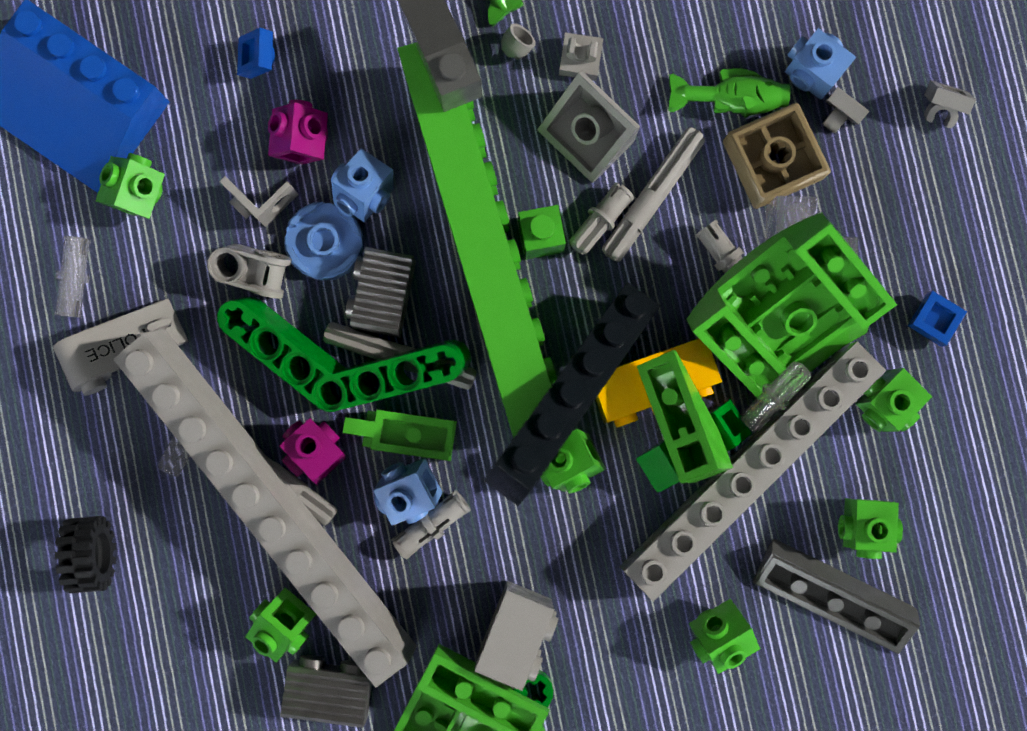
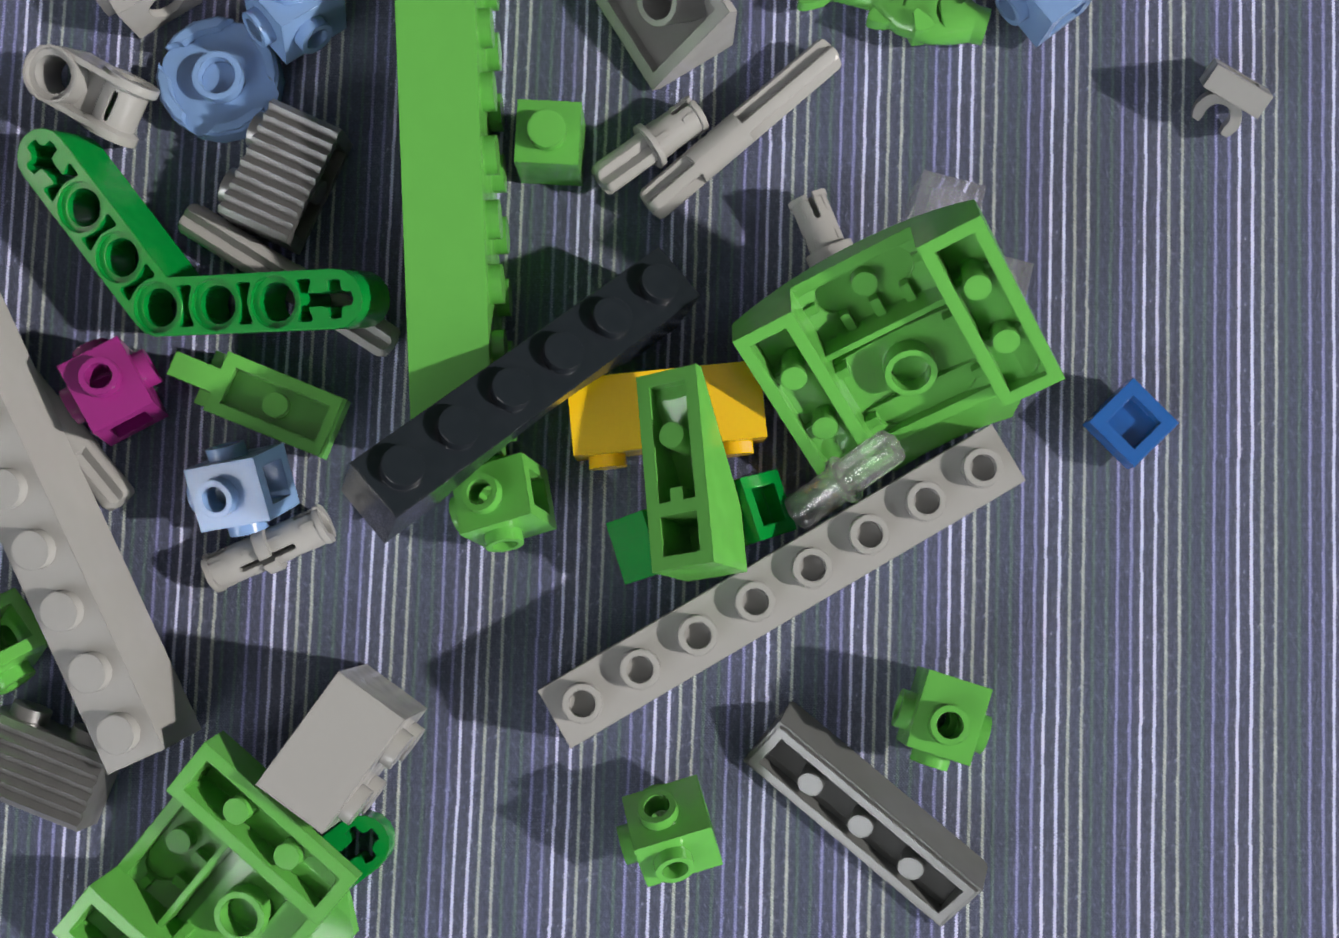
camera: 15 degrees right, 0 degrees up
(783, 133) = (966, 82): dark tan brick -> none
(844, 108) = (1067, 66): light grey tile -> none
(893, 402) = (1026, 532): bright green brick -> none

